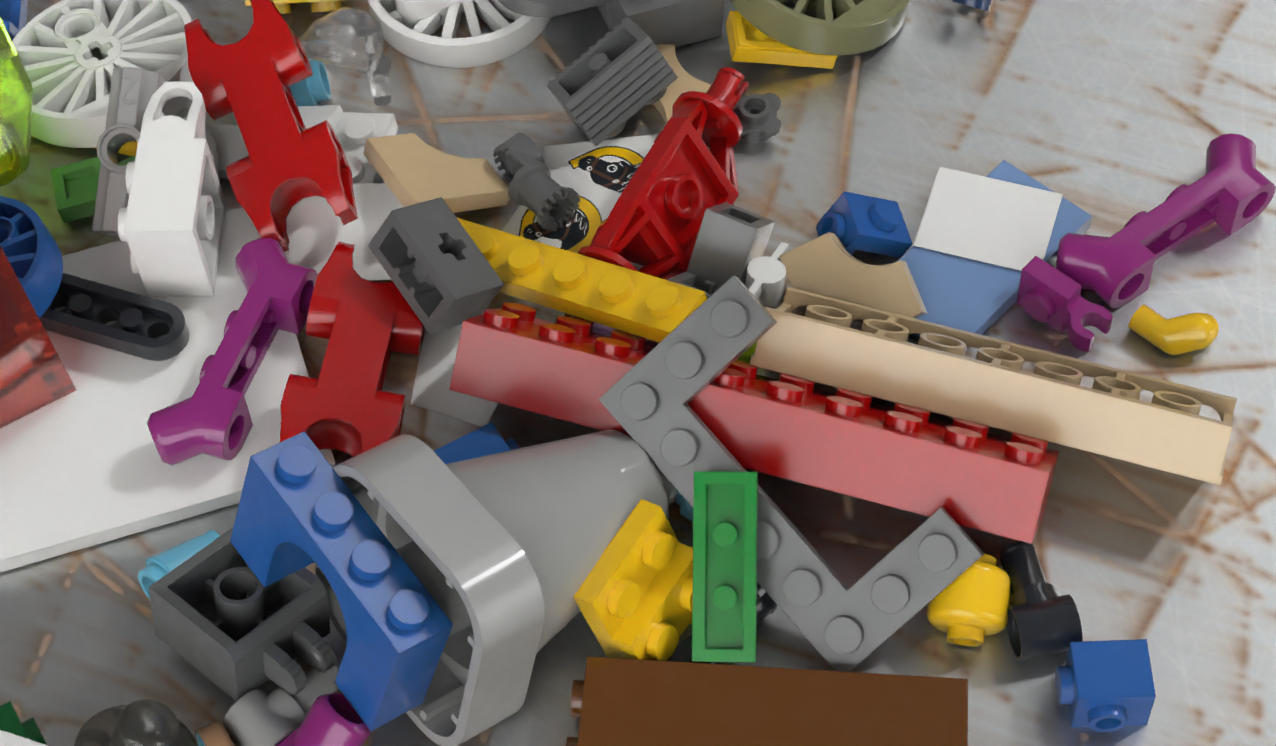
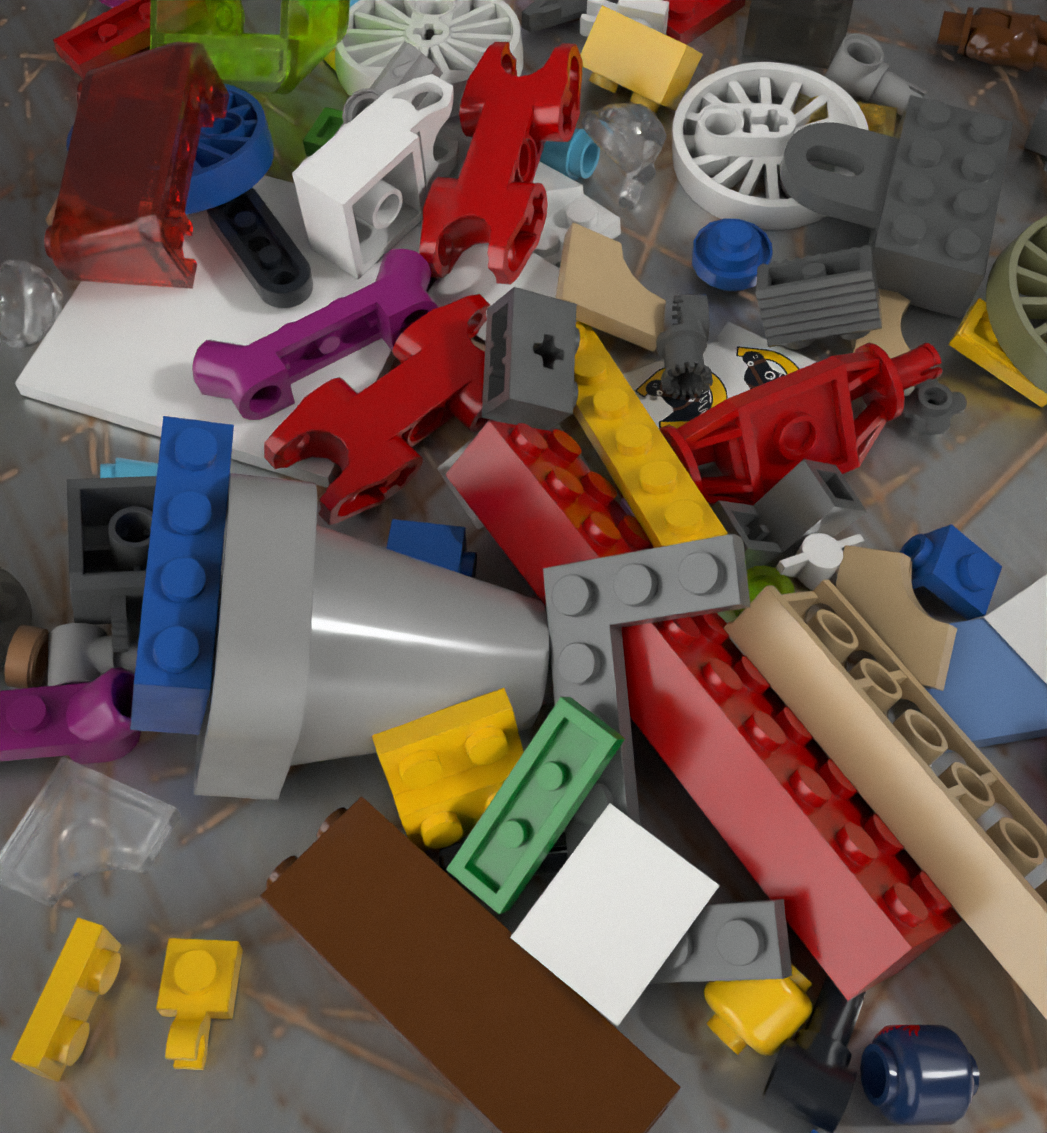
camera: 35 degrees right, 5 degrees up
(507, 90) = (729, 254): none -> blue plate
(836, 598) = (614, 913): none -> white sticker
(1106, 569) = (919, 1075): none -> dark blue head

